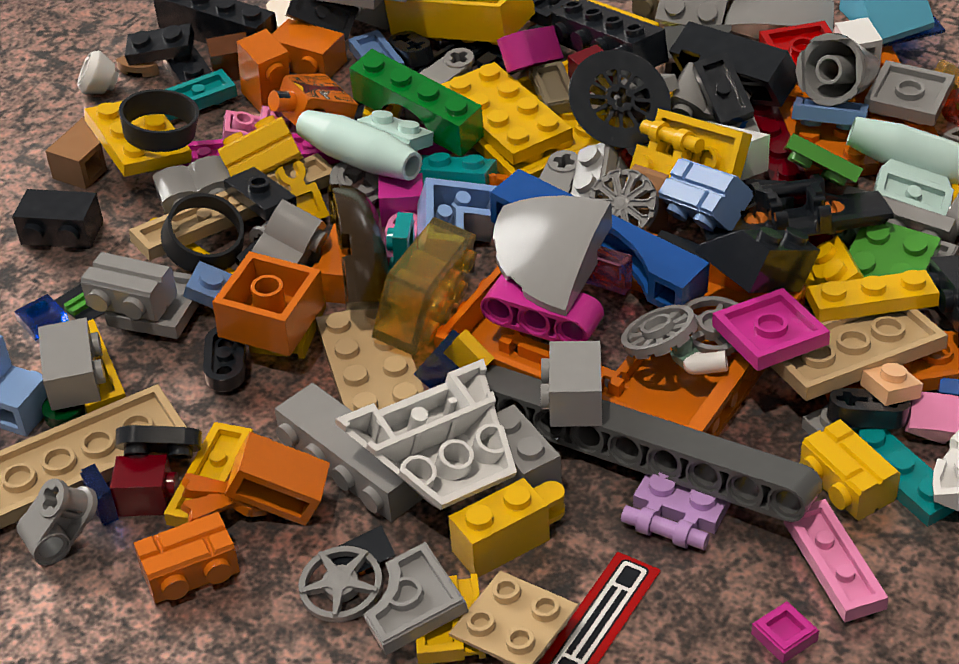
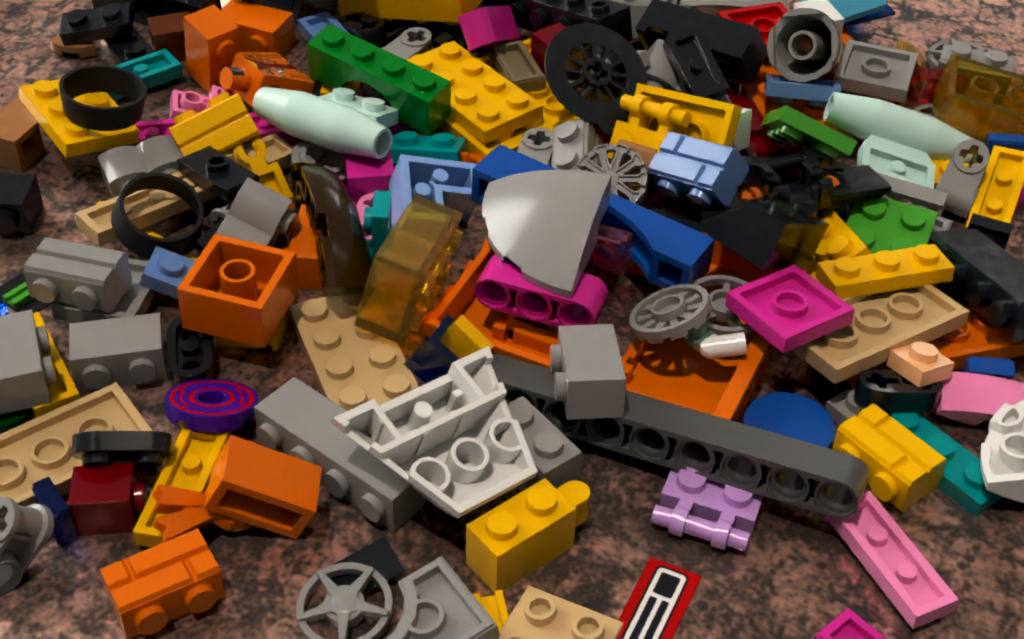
camera: 10 degrees left, 0 degrees up
(97, 74) = (30, 54): white cone -> none
(161, 356) = (119, 351): none -> light grey brick
(238, 406) = (211, 405): none -> dark purple tile
(765, 431) = (792, 417): none -> blue tile

